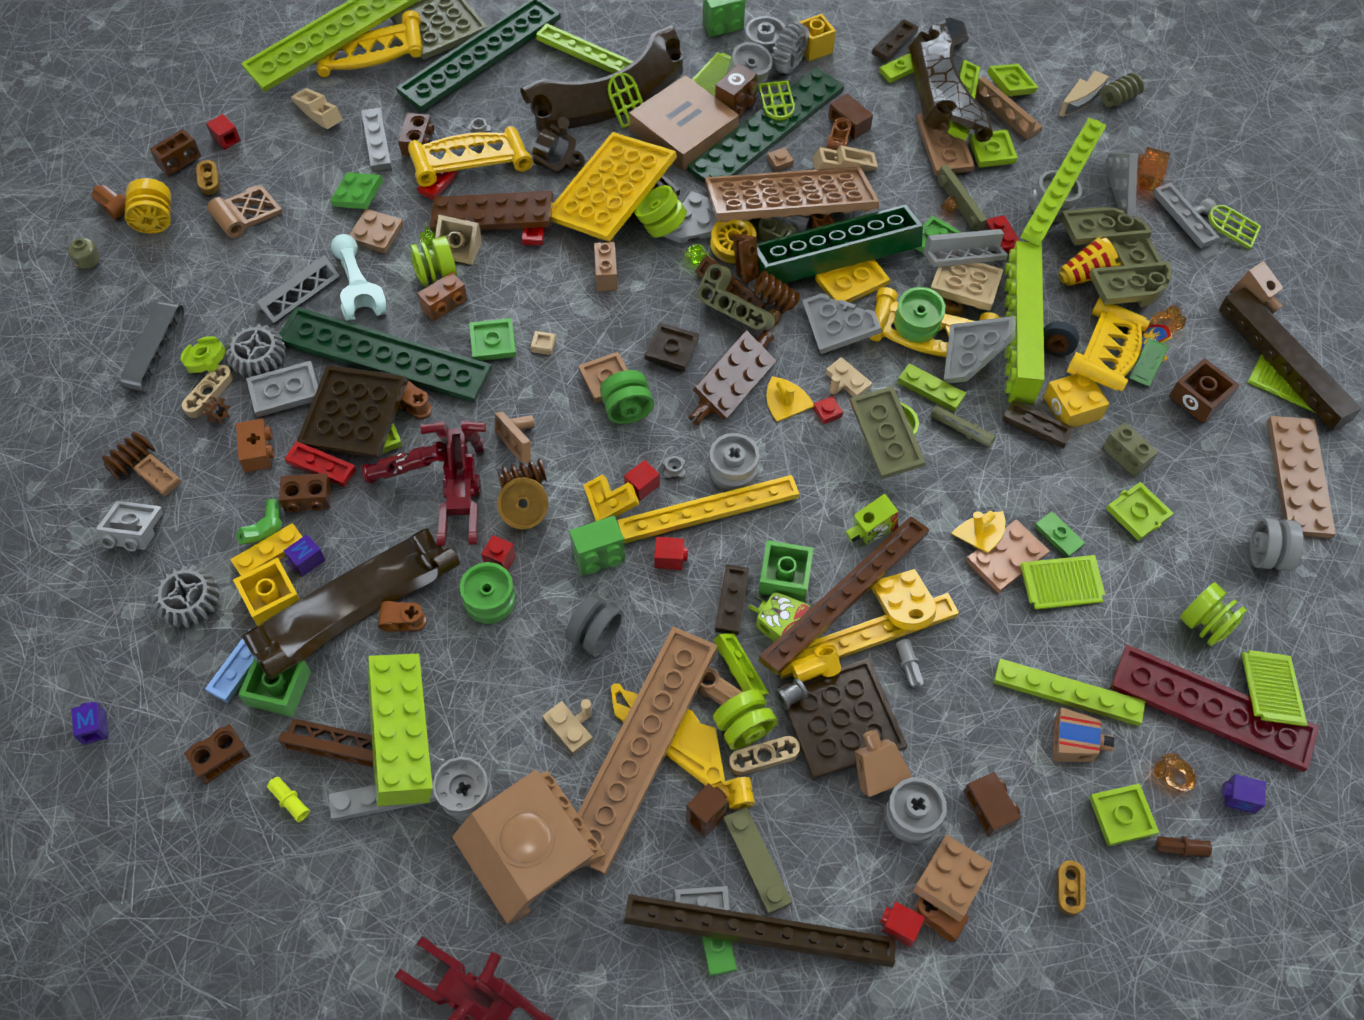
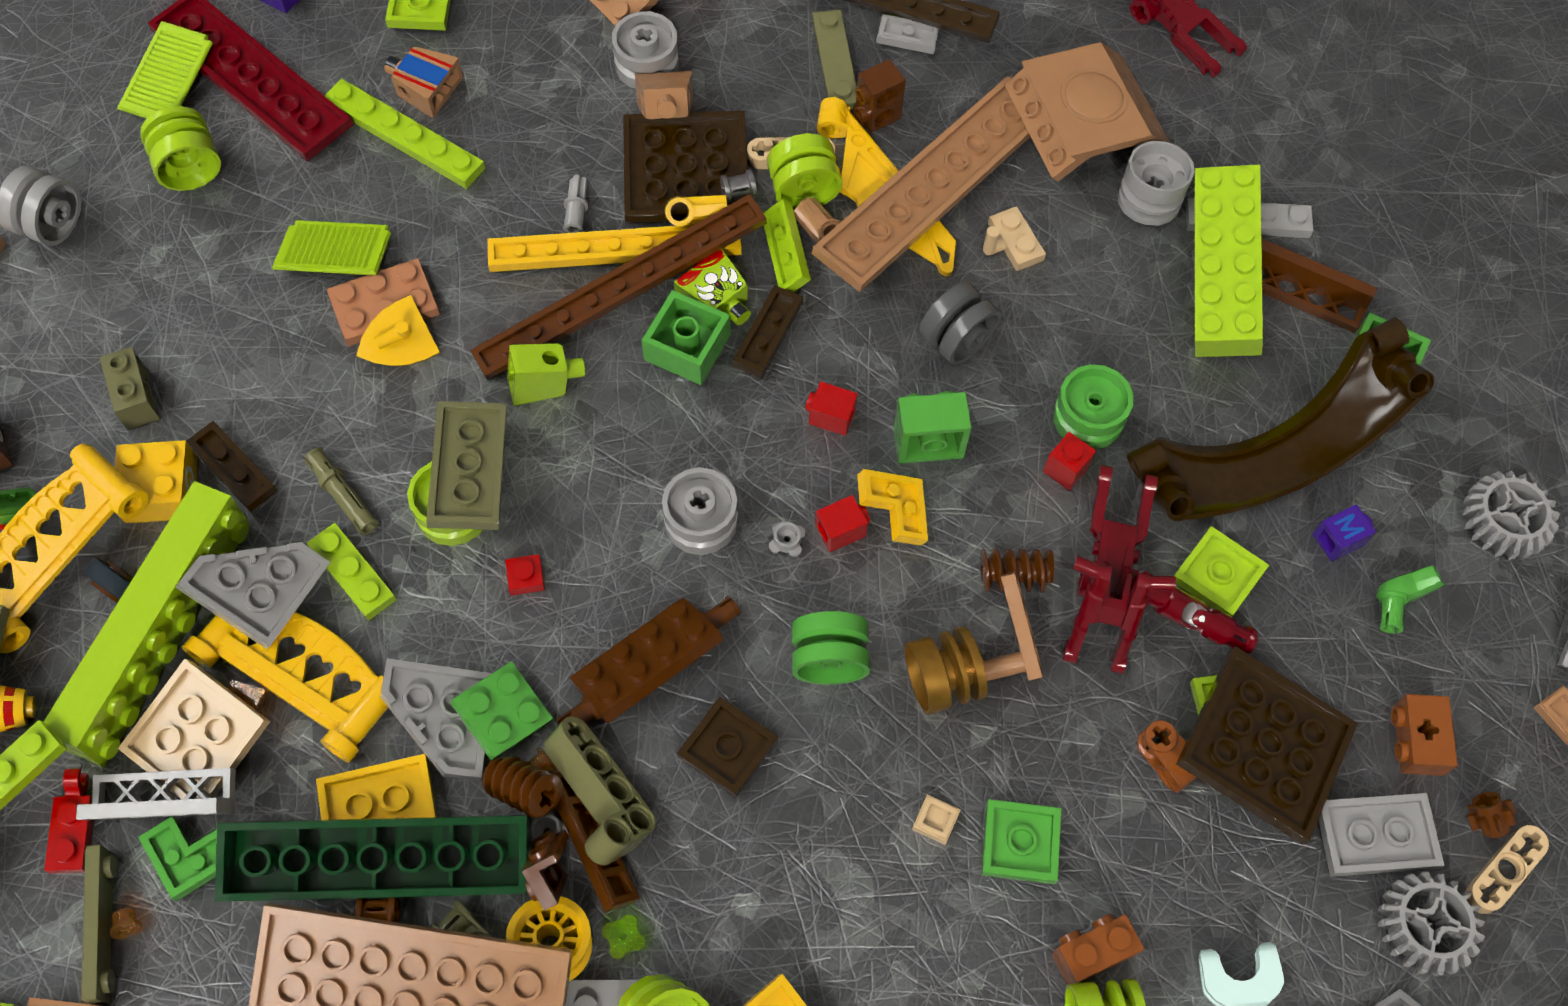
camera: 165 degrees left, 5 degrees up
(203, 355) = (1501, 934): lime plate -> none
(220, 759) = (1451, 303): reddish brown brick -> none
(232, 673) = (1428, 412): light blue plate -> none
(266, 550) = (1410, 554): yellow plate -> none
(266, 590) = (1395, 480): yellow brick -> none
(288, 799) = (1361, 238): neon yellow axle -> none
(305, 487) = (1343, 639): reddish brown brick -> none
(318, 462) = (1319, 677): red plate -> none
(385, 354) = (1214, 865): dark green plate -> none
(387, 512) = (1220, 572): none -> lime plate
(401, 617) = (1213, 412): dark orange piece -> none
(516, 515) = (1025, 511): pearl gold wheel -> none
(555, 401) = (952, 668): none -> pearl gold wheel
(598, 370) = (848, 717): medium nougat plate -> none
(605, 266) = (795, 940): medium nougat brick -> none
(708, 508) = (758, 459): yellow plate -> none
(786, 399) = (578, 615): yellow shield -> none
(806, 331) = (501, 711): none -> bright green plate
(848, 378) = (471, 620): tan plate -> none
(905, 597) = (545, 268): yellow plate -> none
(919, 314) = (312, 665): bright green wheel -> none
(992, 804) = (556, 42): reddish brown brick -> none
(1059, 535) = (299, 310): bright green plate -> none
(1139, 511) = (174, 309): lime plate -> none
(1163, 770) = (332, 37): clear orange piece -> none

